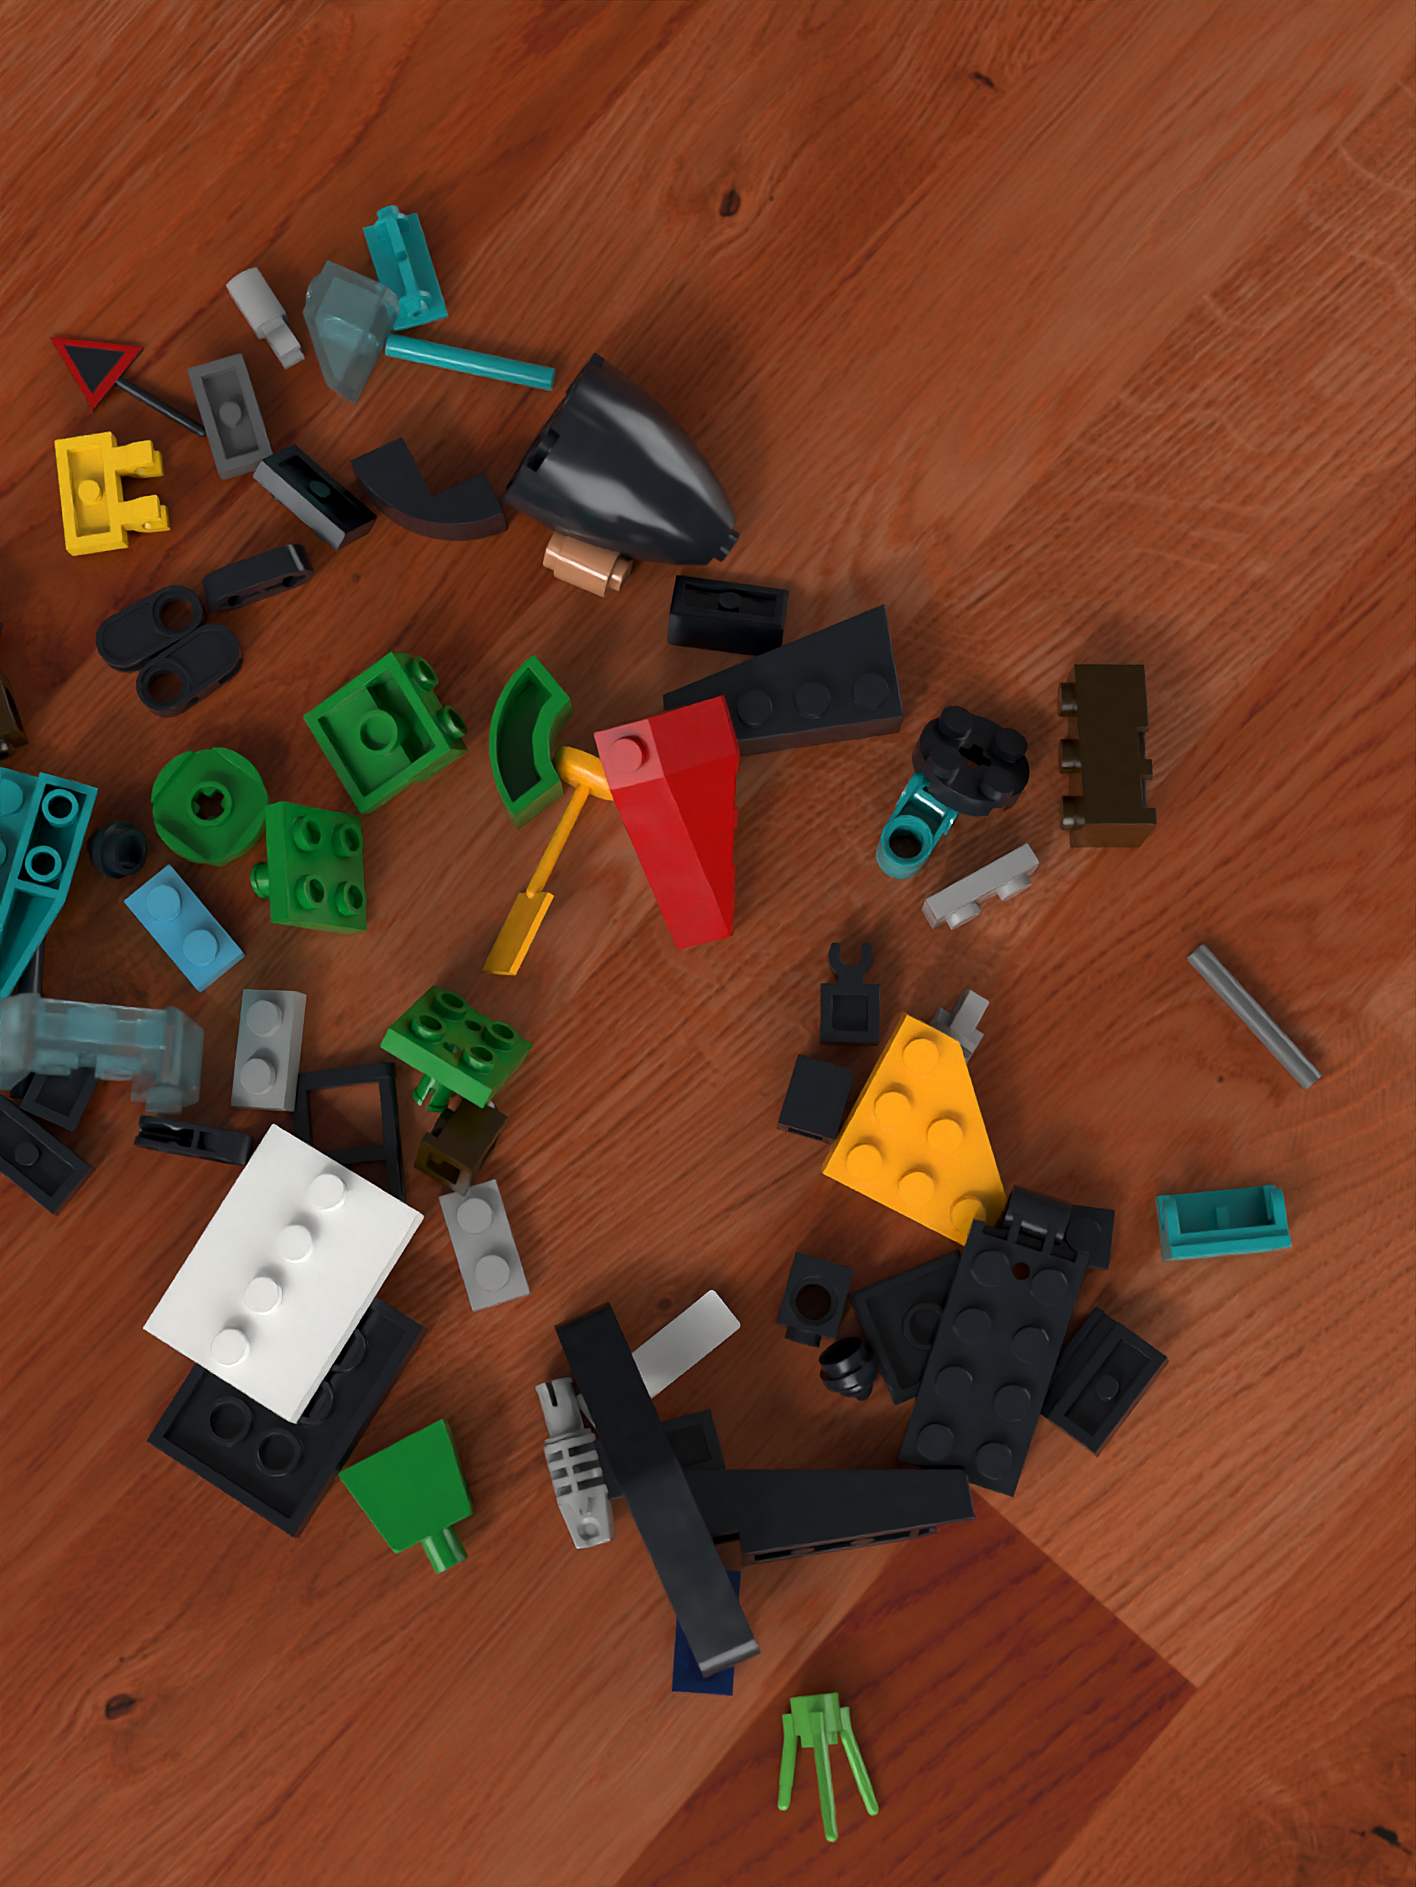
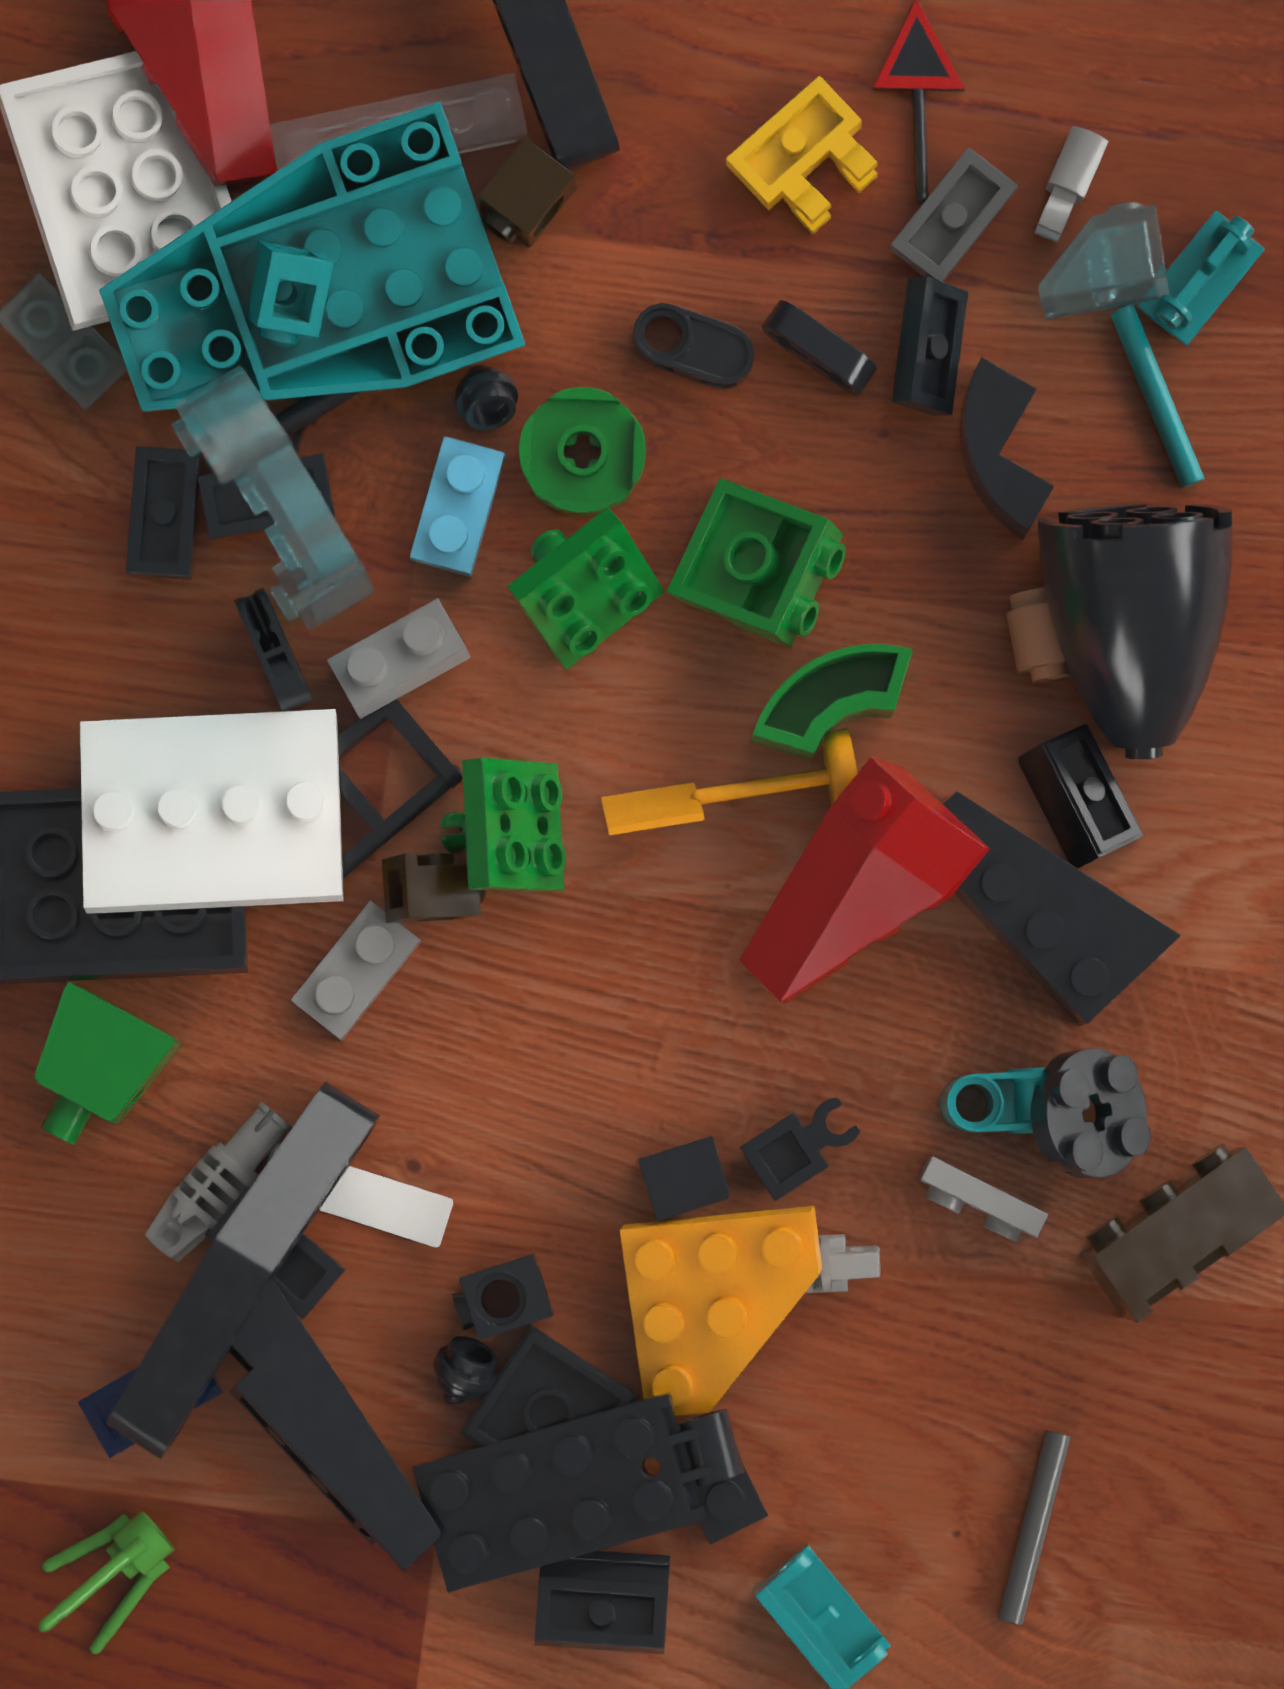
camera: 55 degrees right, 5 degrees up
(138, 633) = (695, 276): black piece -> none

